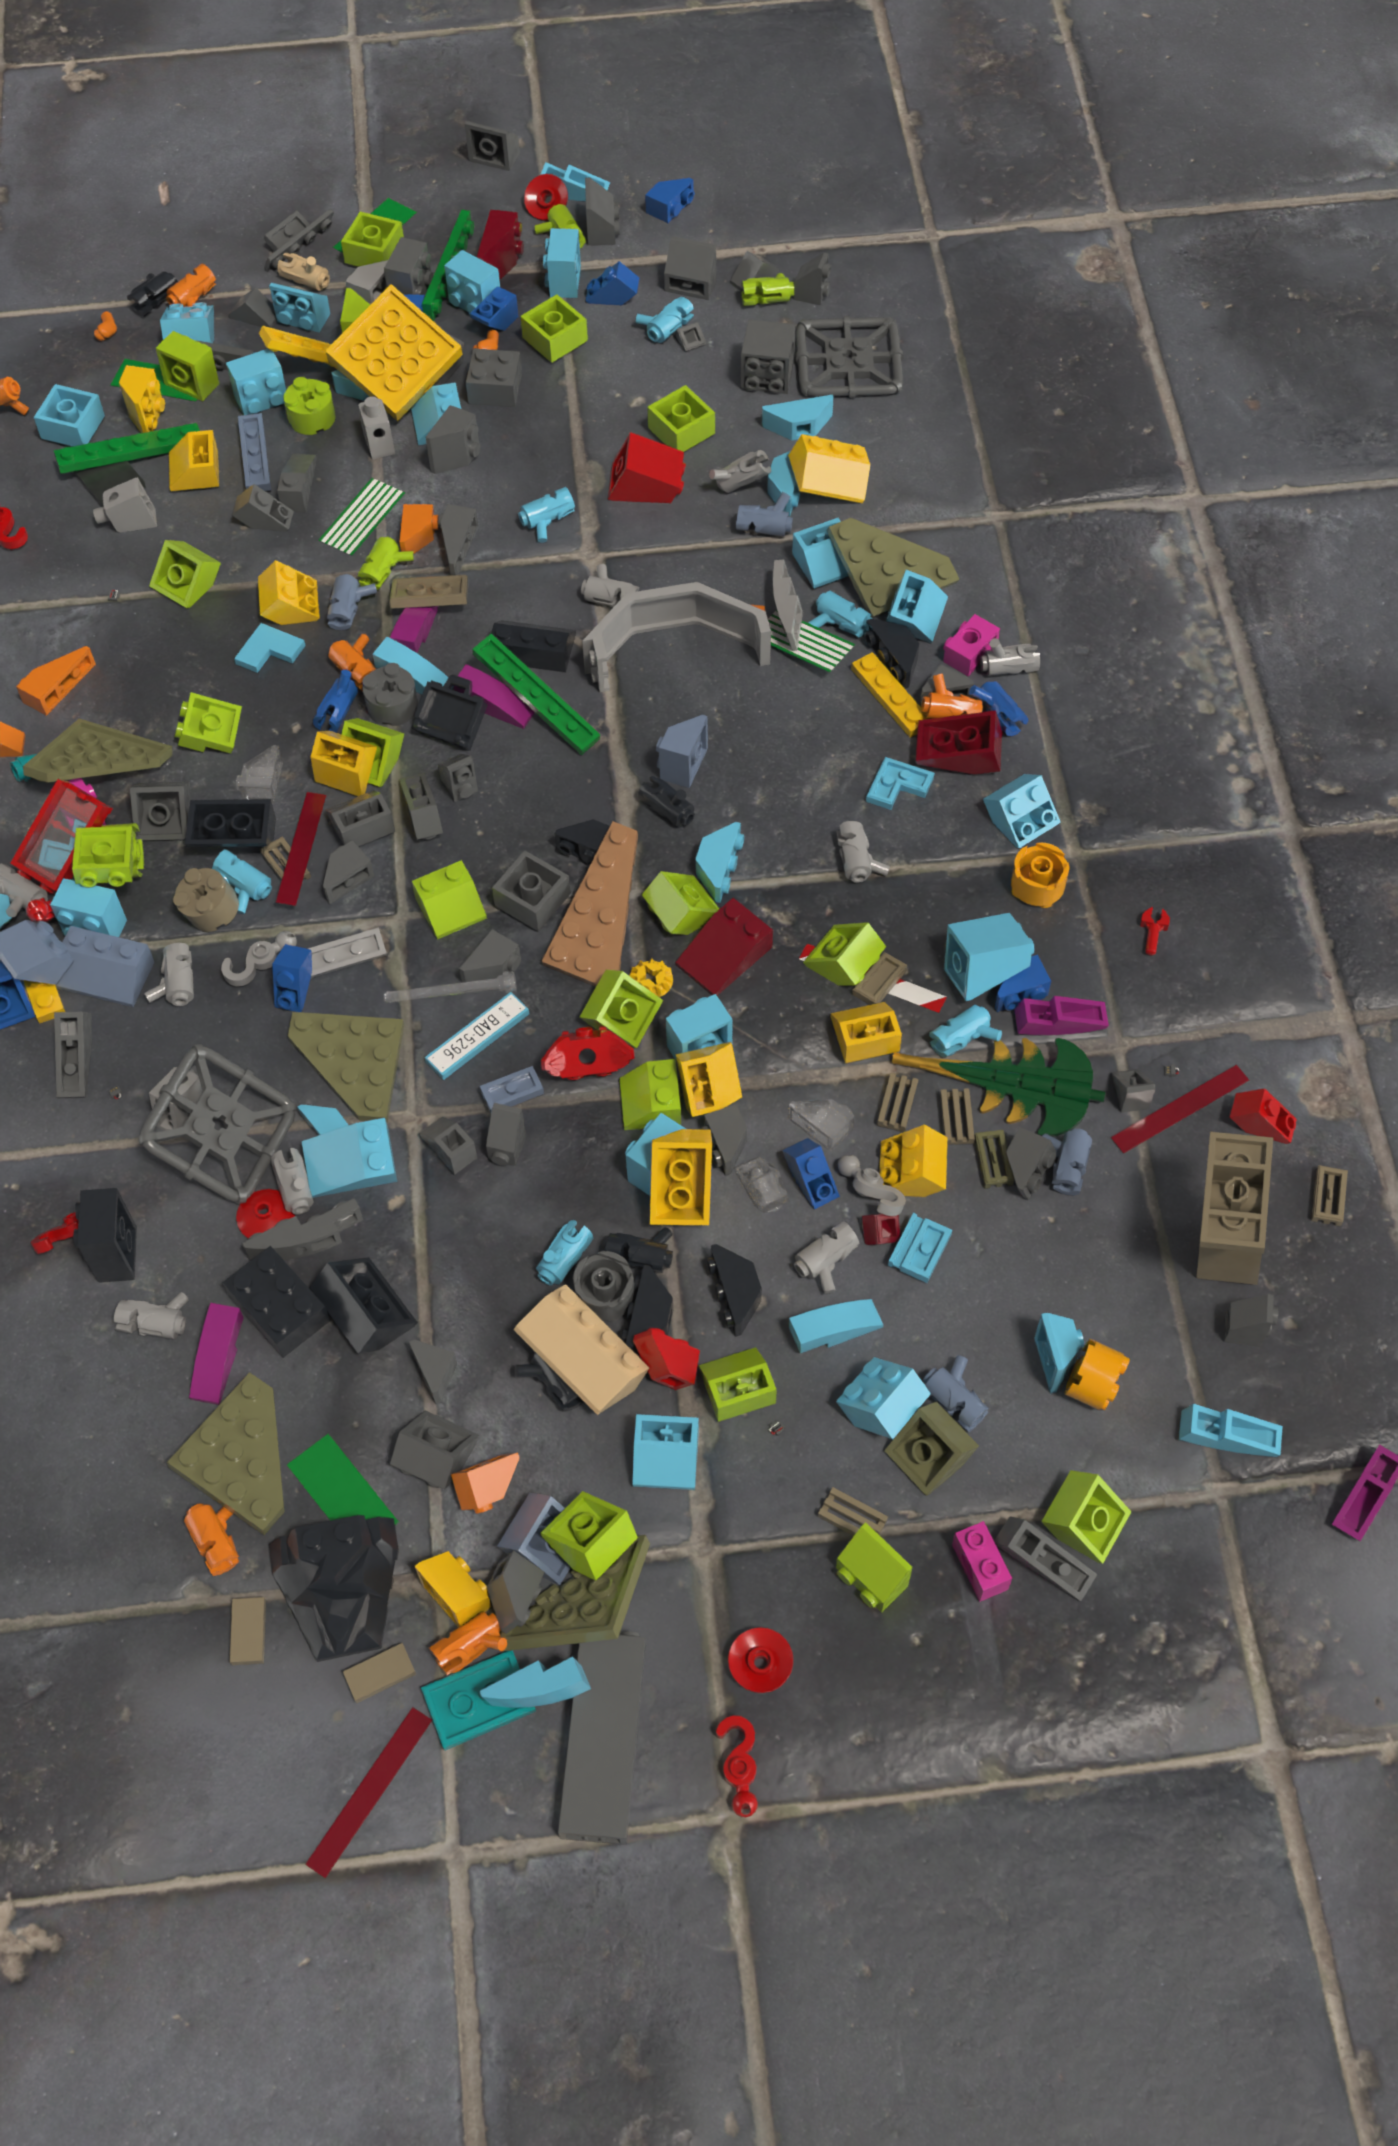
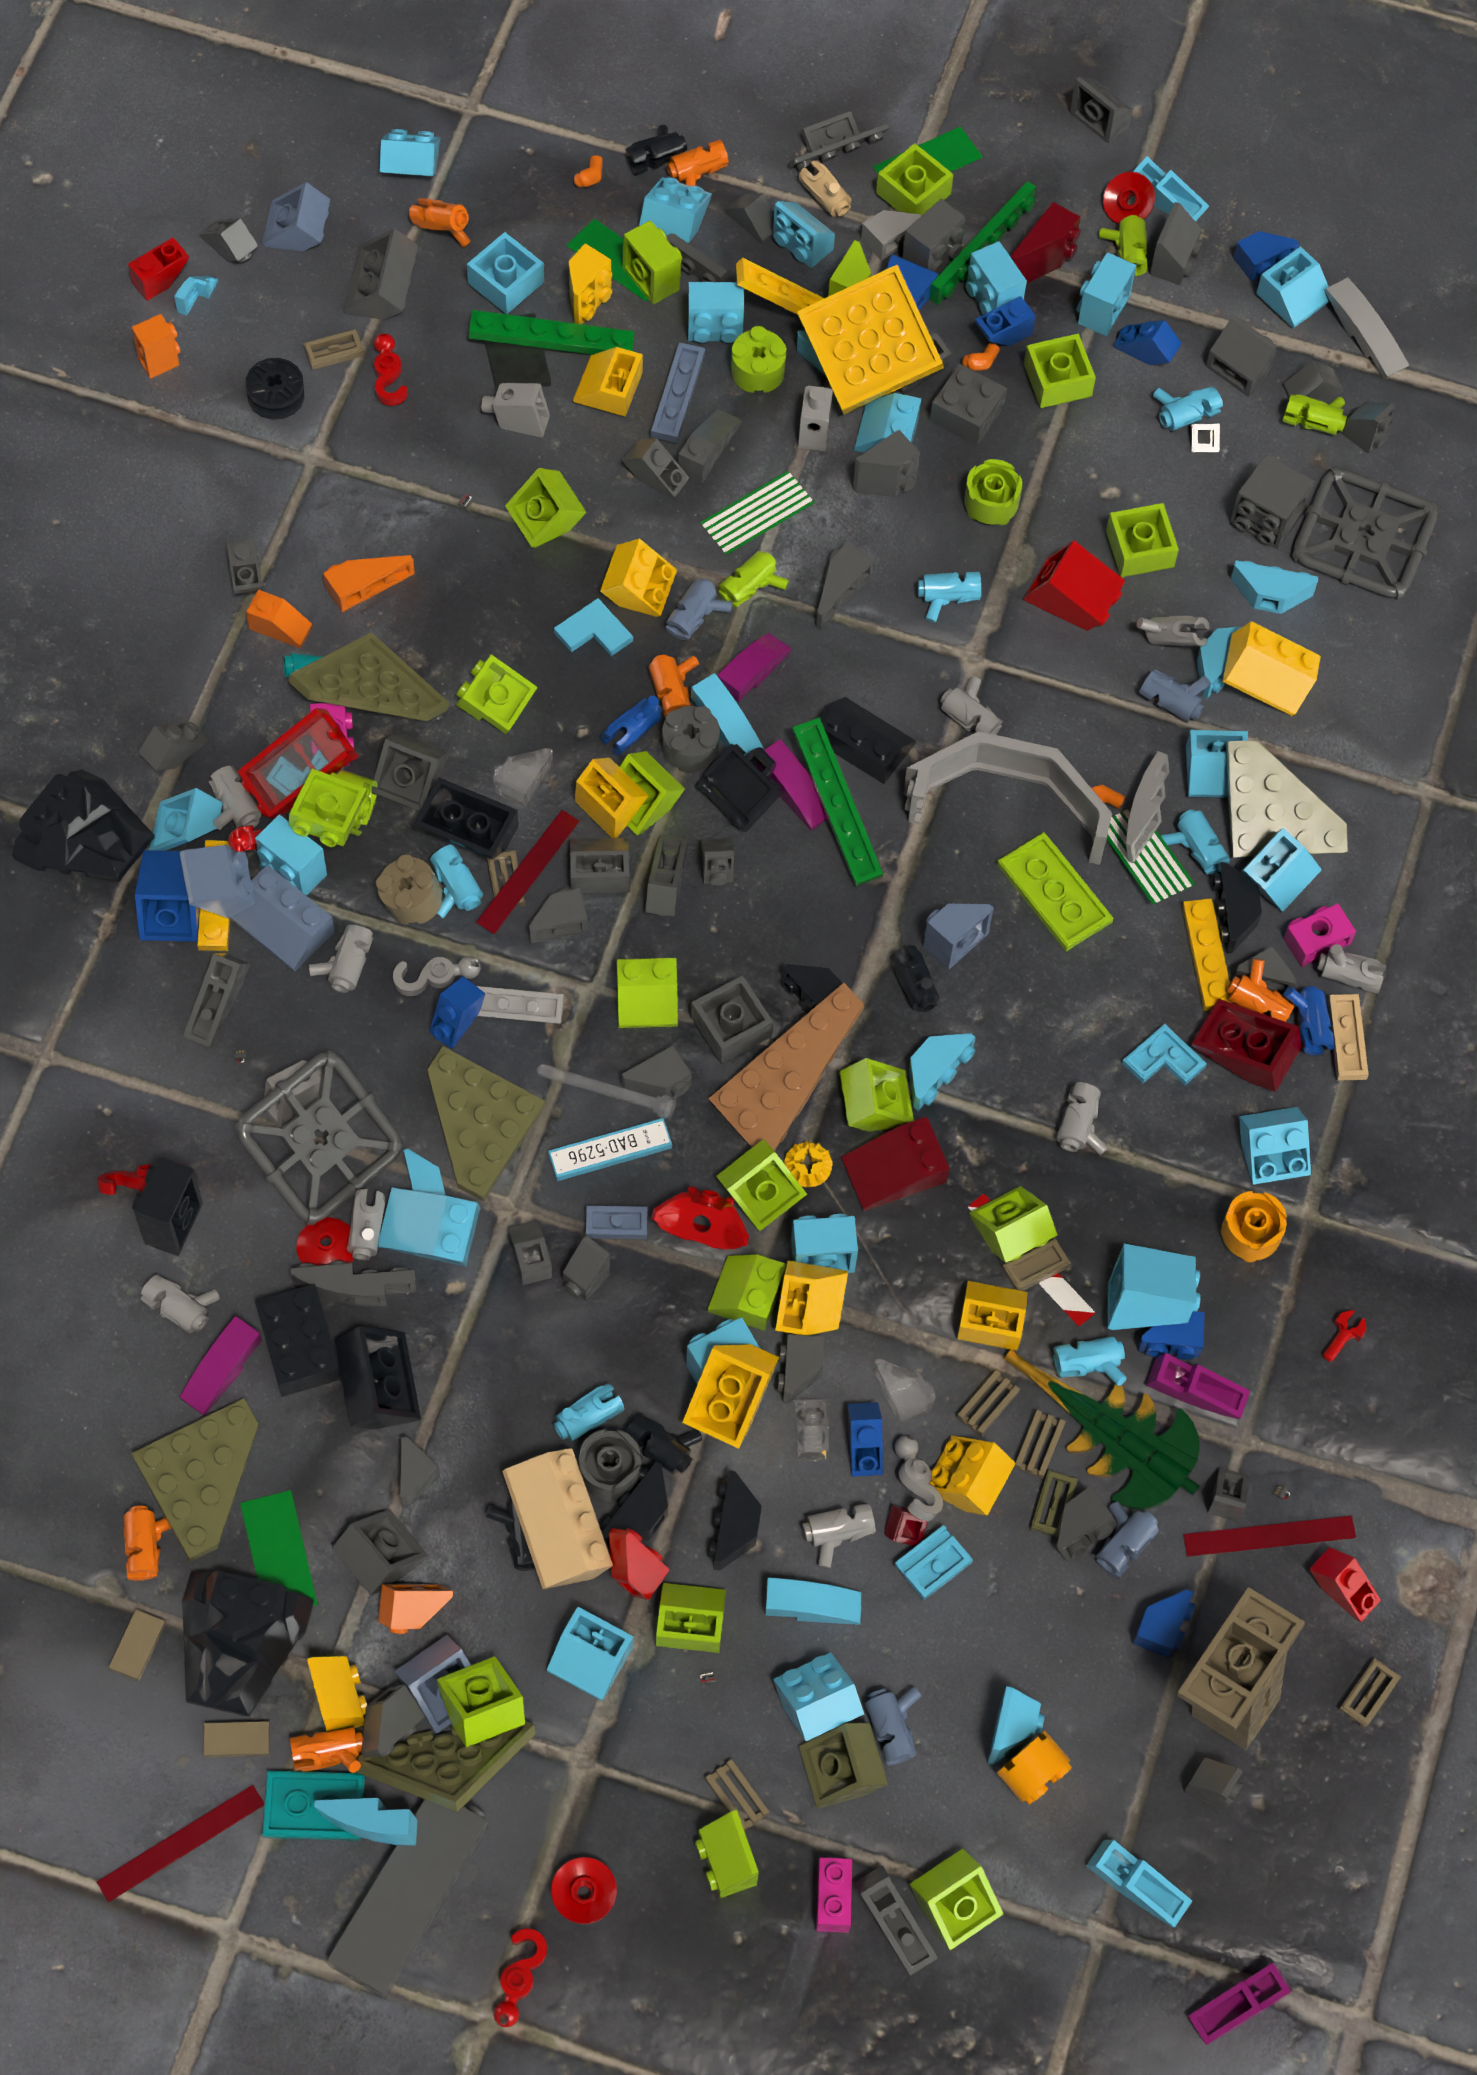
camera: 20 degrees right, 5 degrees up
(417, 526) = (805, 553): orange slope -> none
(429, 591) = (784, 634): dark tan tile -> none
(546, 430) = (993, 492): none -> lime brick
(705, 211) = (1294, 287): none -> medium azure slope
(745, 696) = (1055, 891): none -> lime tile
(771, 217) = (1367, 327): none -> light grey slope
(1041, 717) = (1348, 1037): none -> tan plate
(1135, 1213) = (1162, 1622): none -> blue slope

